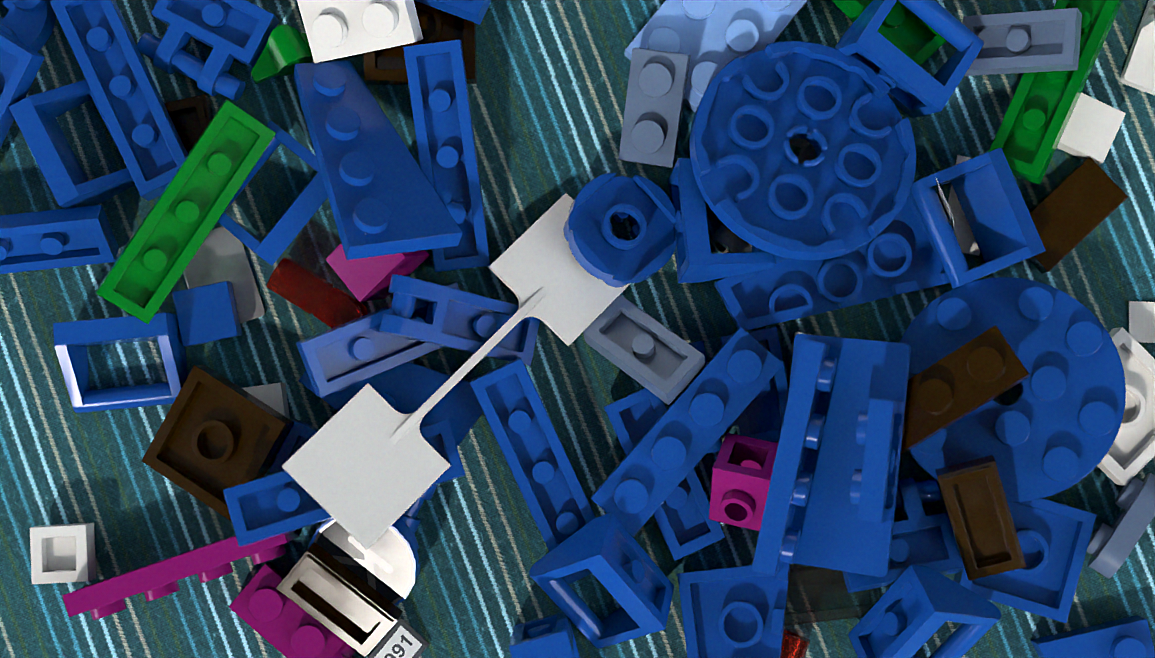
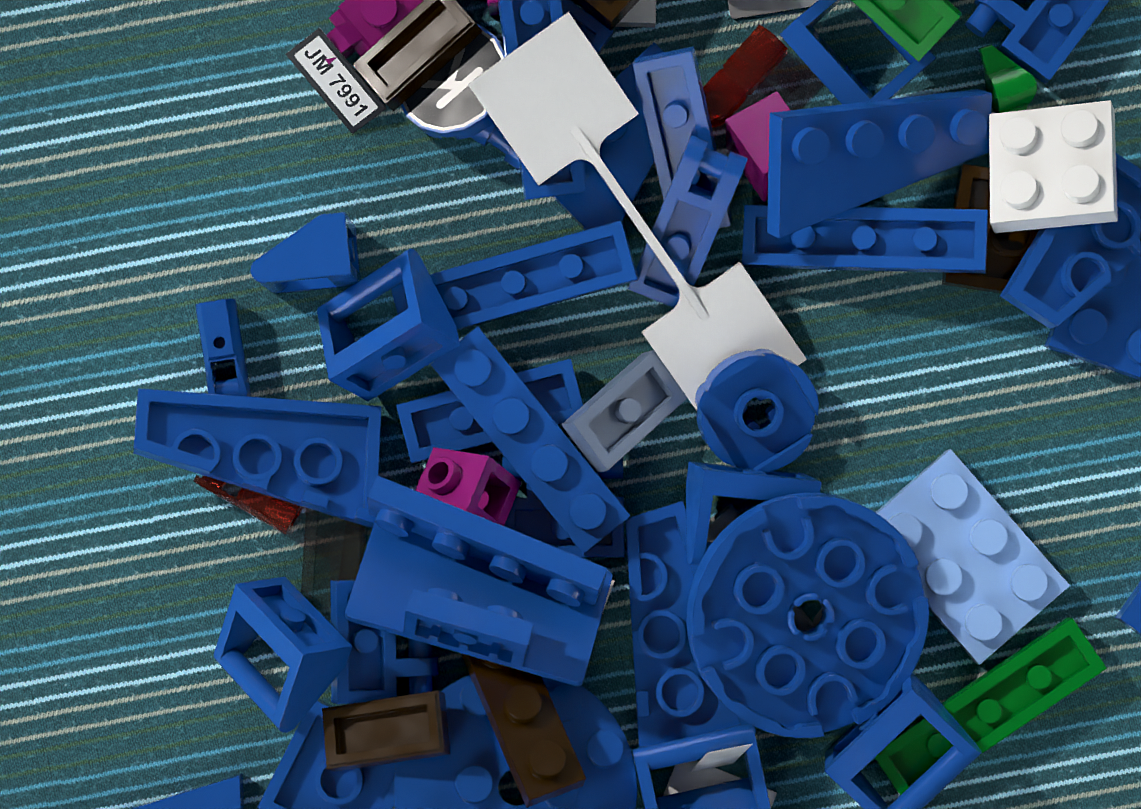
camera: 100 degrees right, 0 degrees up
(654, 107) = (882, 468): sand blue plate -> none

